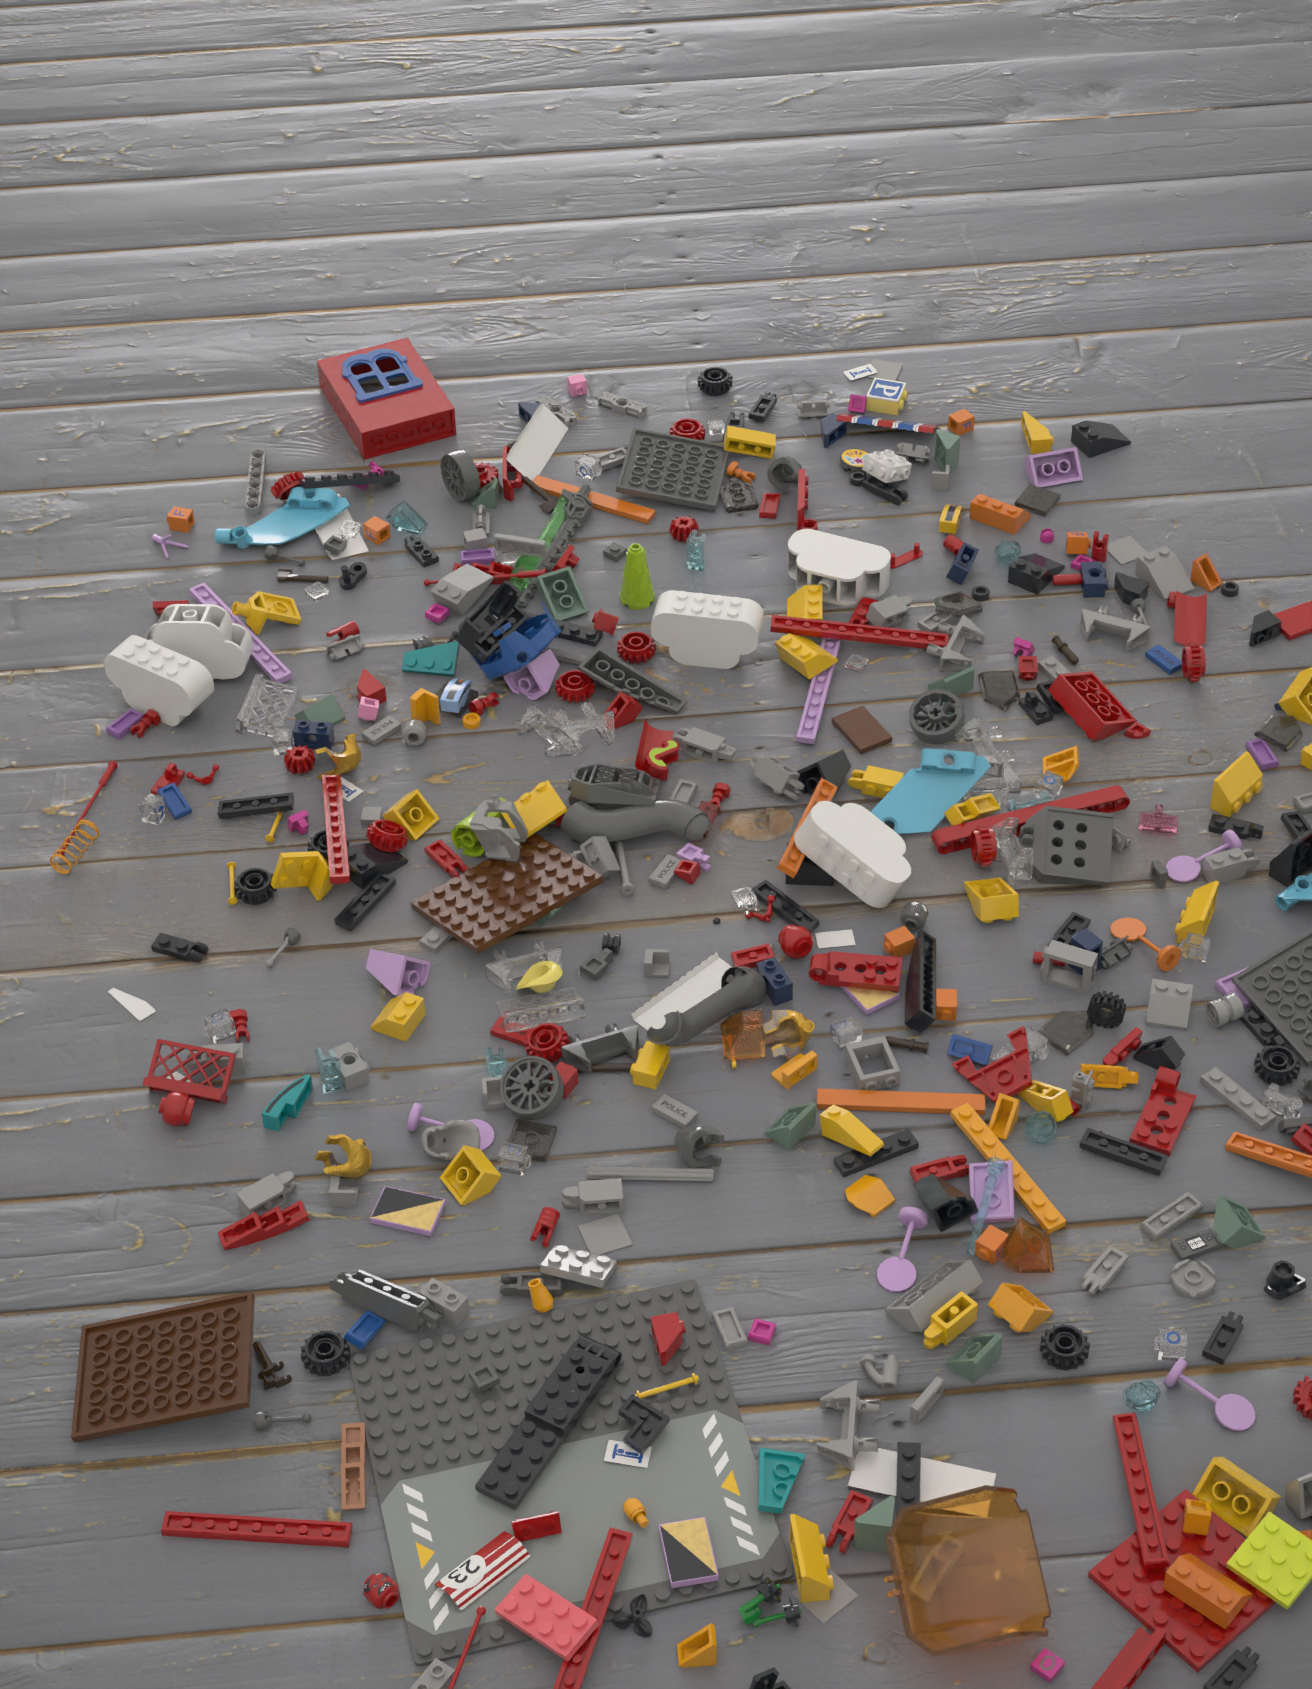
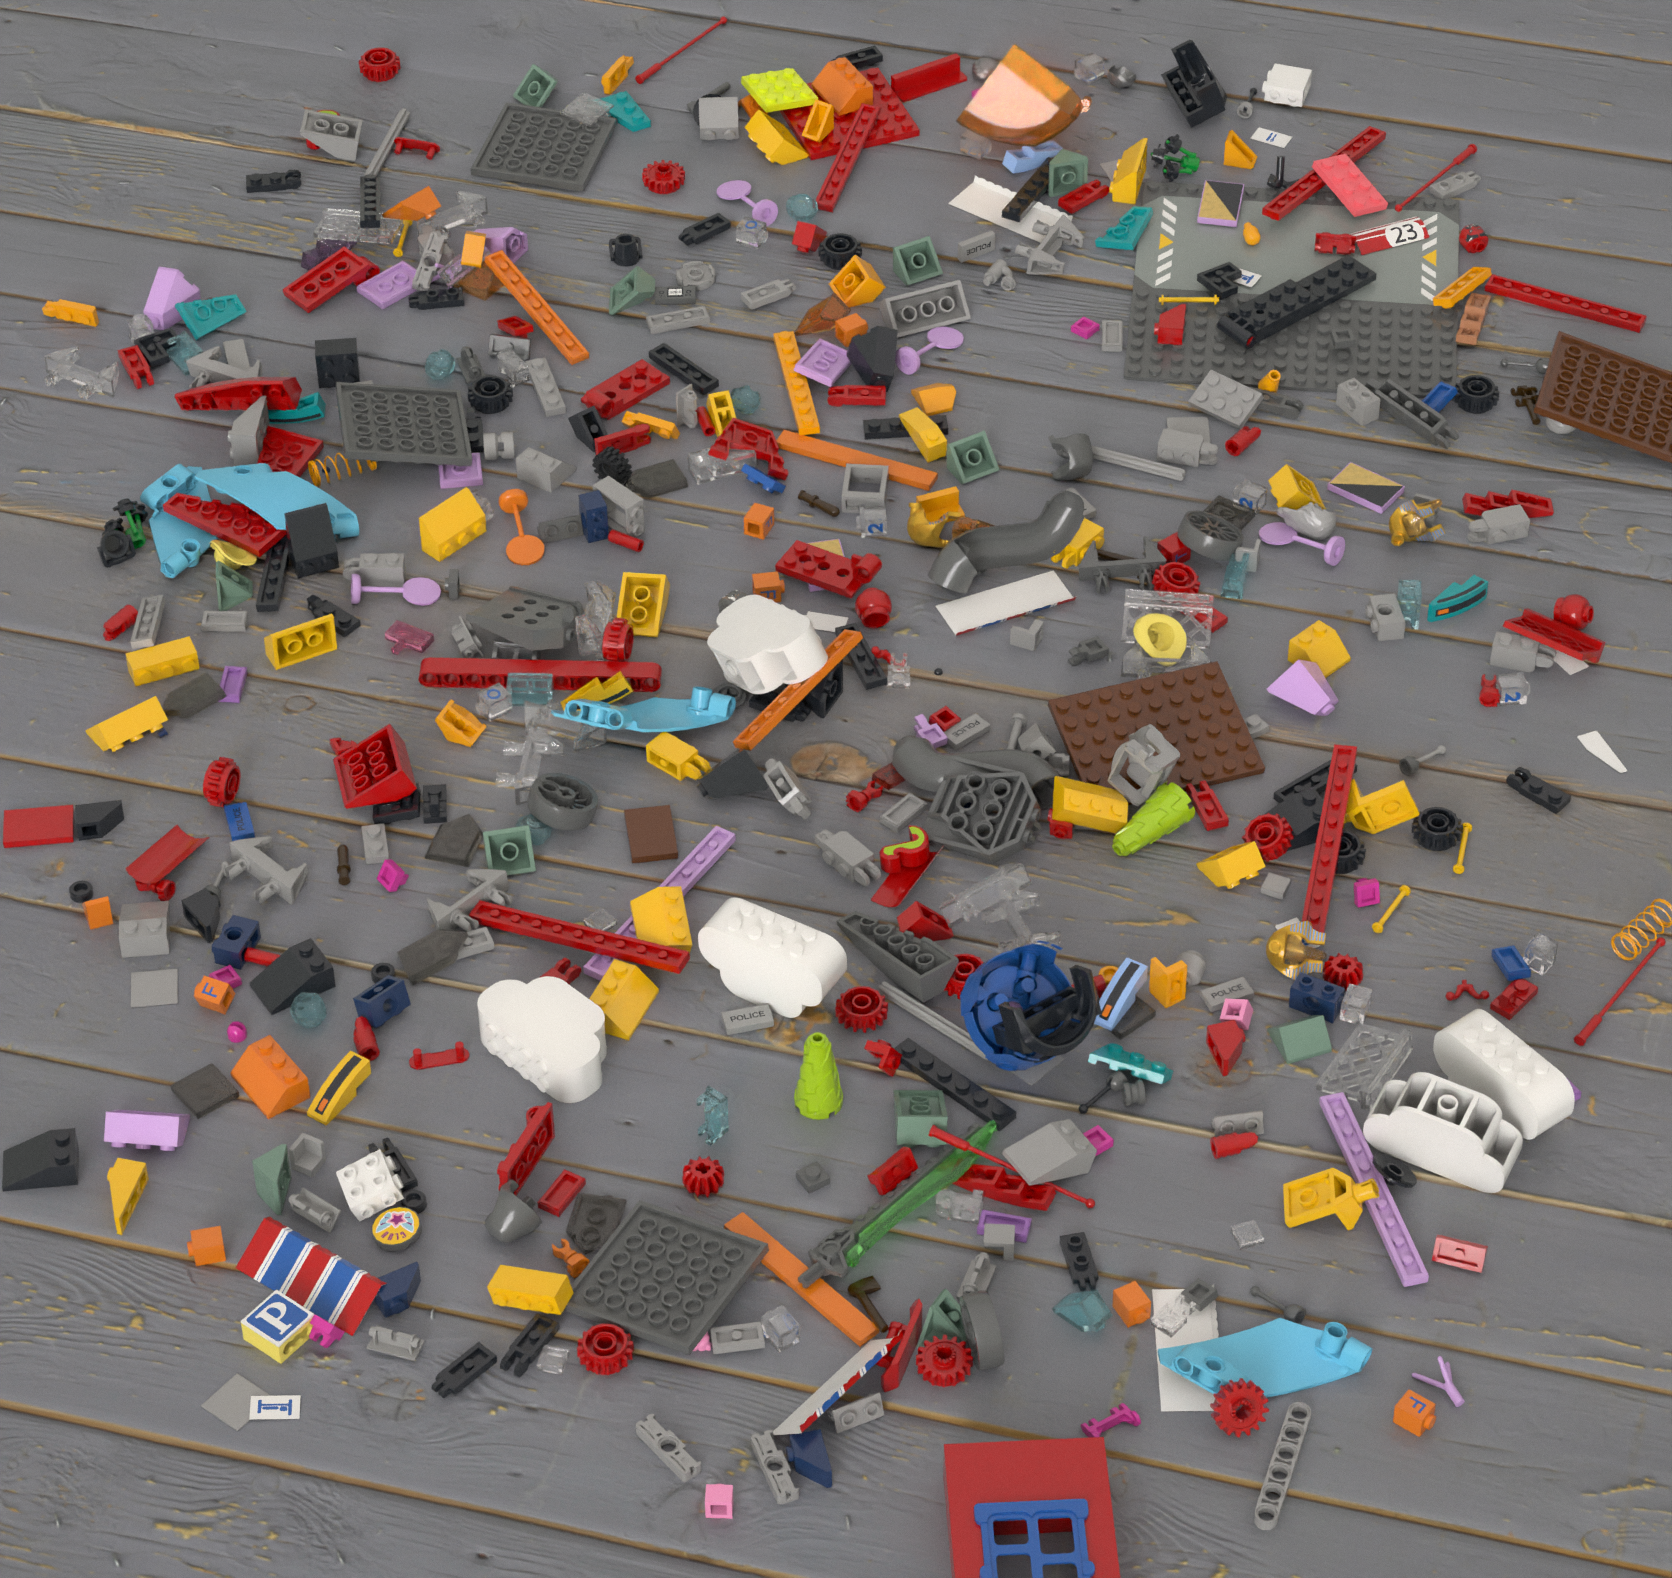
camera: 160 degrees left, 0 degrees up
(256, 805) = (1412, 923): black plate -> none
(285, 575) = (1286, 1274): dark brown piece -> none
(344, 480) = (1144, 1387): black plate -> none
(351, 576) = (1193, 1237): black piece -> none
(375, 1500) = (1462, 286): none -> light orange plate
(520, 545) = (947, 1178): light grey tile -> none
(612, 942) = (1064, 665): black wheel -> none
(715, 381) = (506, 1441): black gear -> none
(751, 956) = (923, 616): red plate -> none
(777, 981) = (916, 582): dark blue brick -> none
(888, 611) = (518, 961): light grey hinge -> none
(921, 984) = (775, 533): black slope -> none
(950, 1320) = (923, 278): yellow hinge -> none
(995, 1167) = (814, 358): clear light blue piece -> none
(1004, 1116) = (770, 417): light orange slope -> none
(1027, 668) = (410, 845): red bracket -> none
(1072, 925) = (589, 556): black hinge -> none
(1099, 547) = (193, 971): red hinge -> none
(1109, 1358) = (808, 237): none -> red slope

